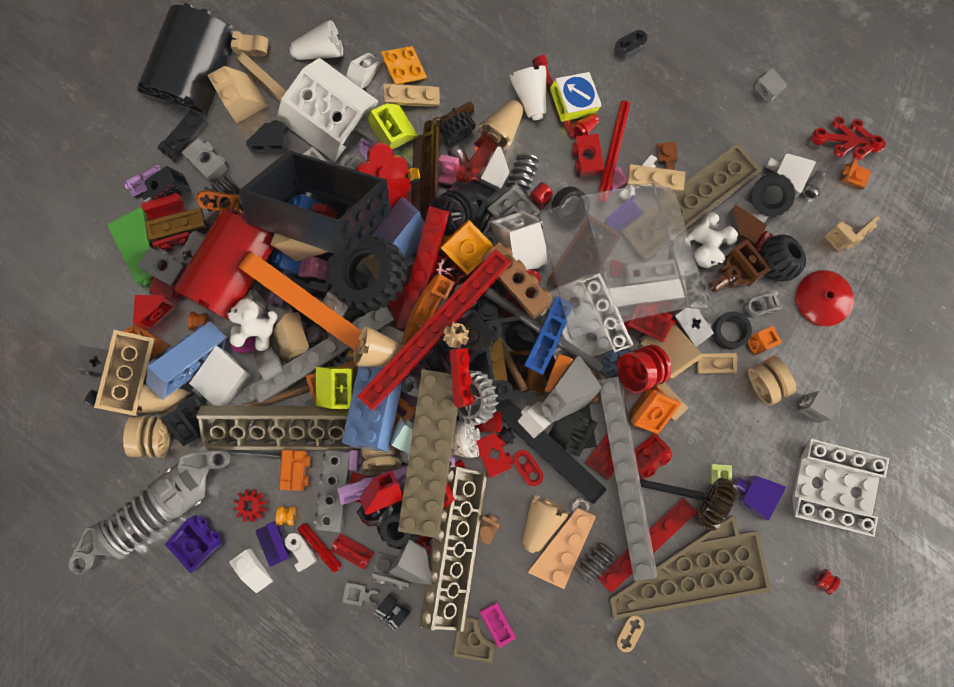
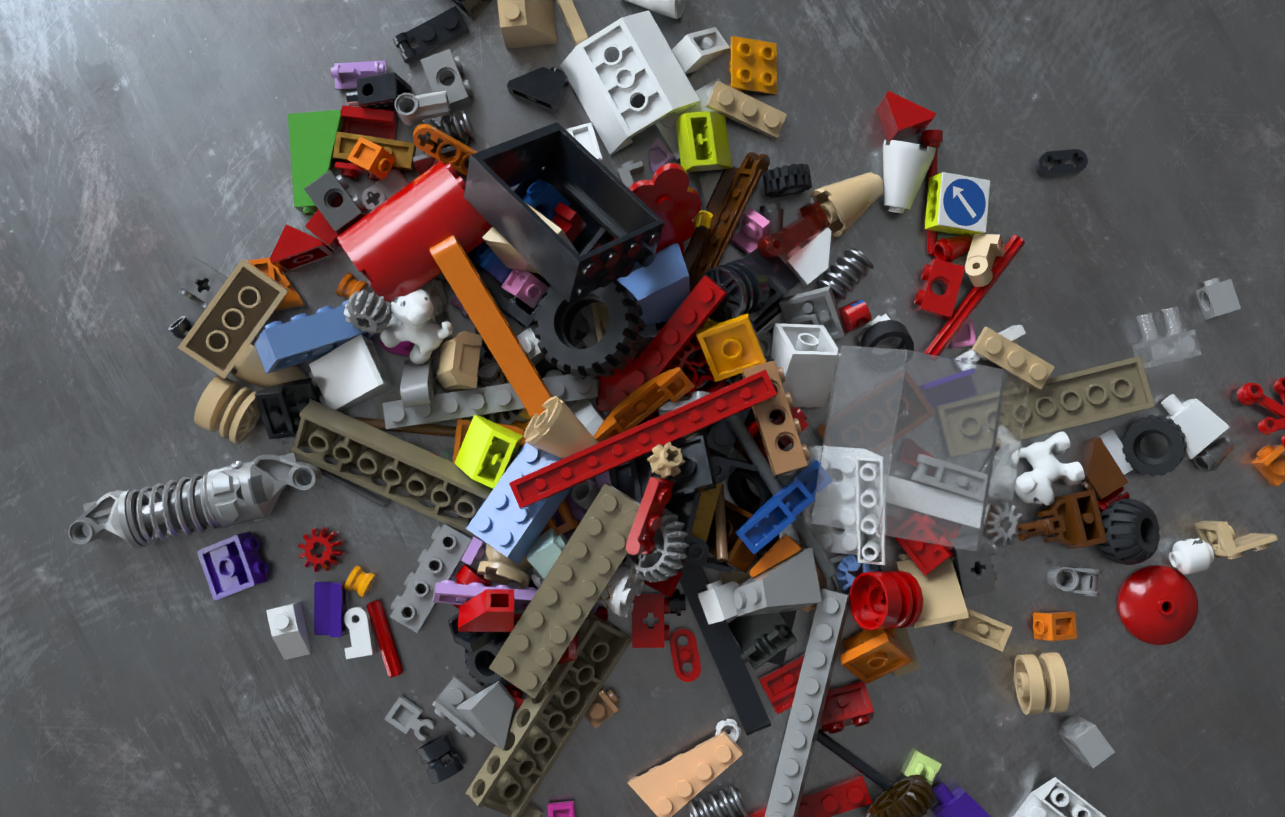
camera: 20 degrees right, 5 degrees up
(175, 228) = (372, 158): none -> orange bracket
(197, 180) = (425, 106): none -> light grey piece
(214, 327) = (368, 312): none -> light grey gear
(294, 470) = (393, 530): orange brick -> none
(352, 551) = (423, 661): red hinge -> none
(469, 107) = (807, 157): reddish brown axle -> none
(515, 55) = (902, 117): none -> red slope
(542, 522) = (673, 731): tan cone -> none
(606, 122) = (982, 256): none -> tan leg
(667, 154) = (1042, 331): dark orange plate -> none
(745, 323) = (1040, 600): black tyre -> none
(756, 127) = (1174, 346): none -> clear brick
(831, 255) = (1191, 556): none -> white head

